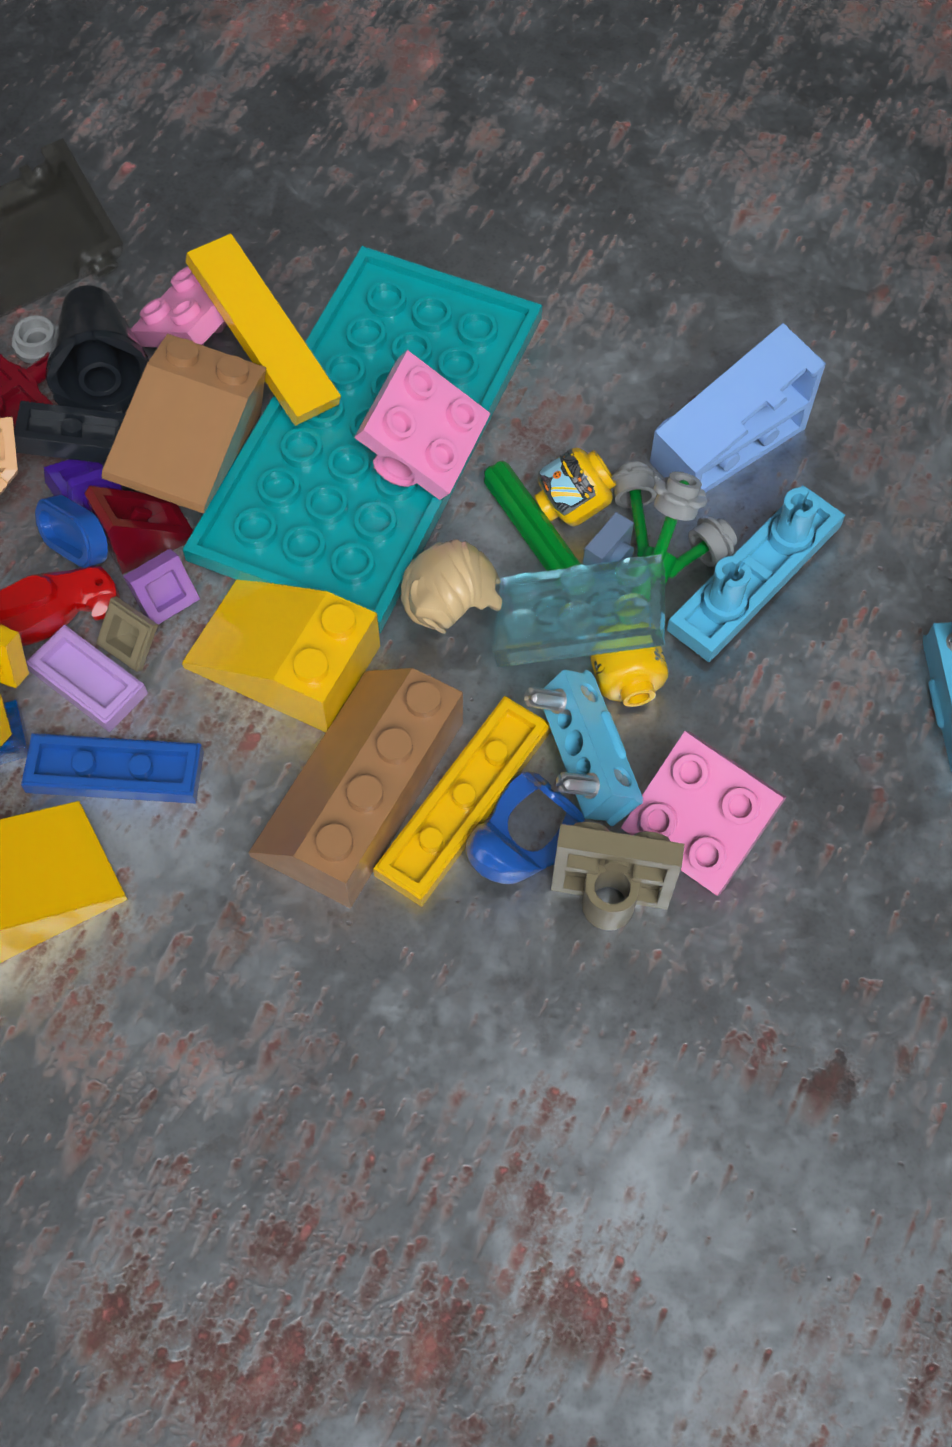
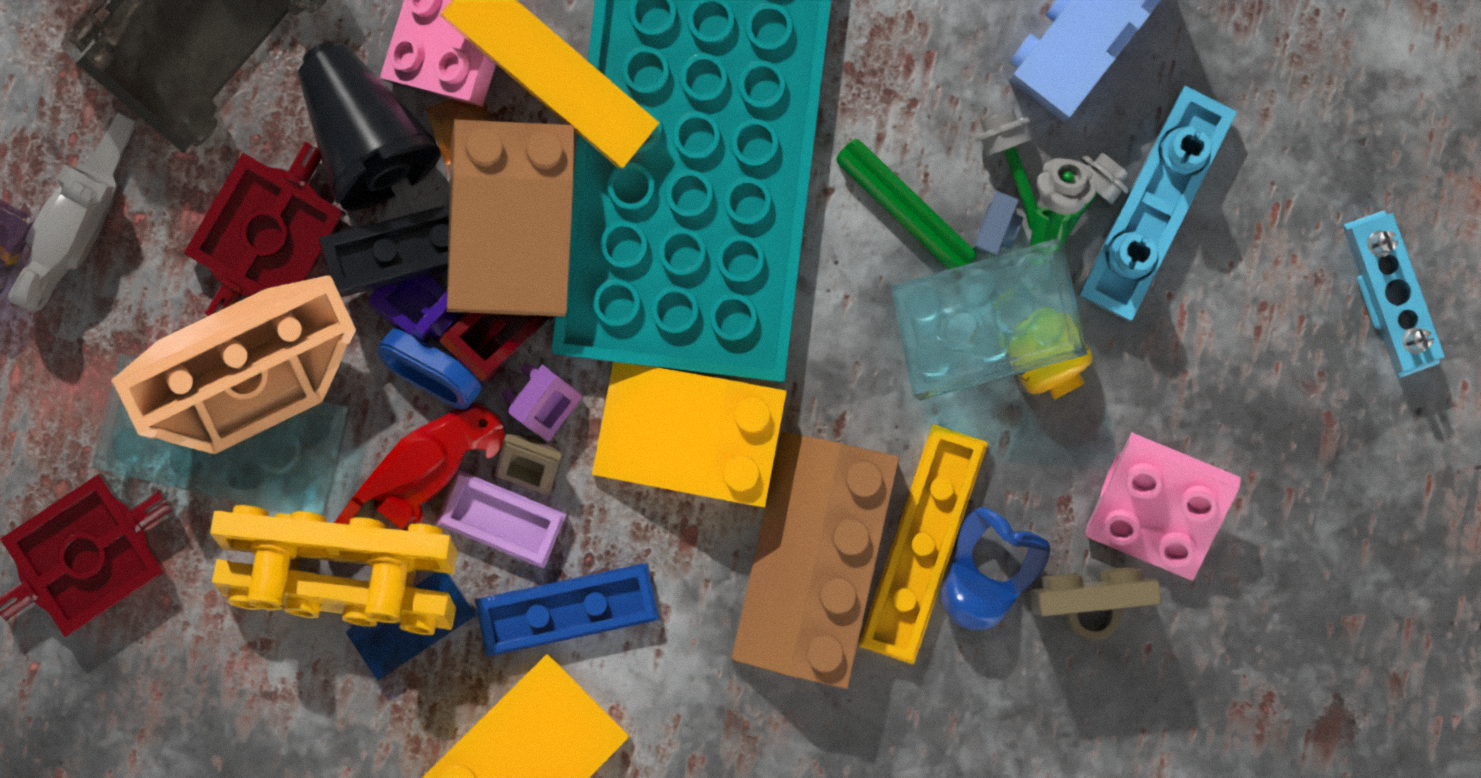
camera: 20 degrees left, 25 degrees up
(33, 338) = (264, 112): light grey plate -> none
(421, 427) = (765, 148): bright pink plate -> none
(447, 583) = (847, 331): tan hair -> none
(575, 486) = (942, 157): head -> none
(588, 746) = (1032, 463): medium azure piece -> none

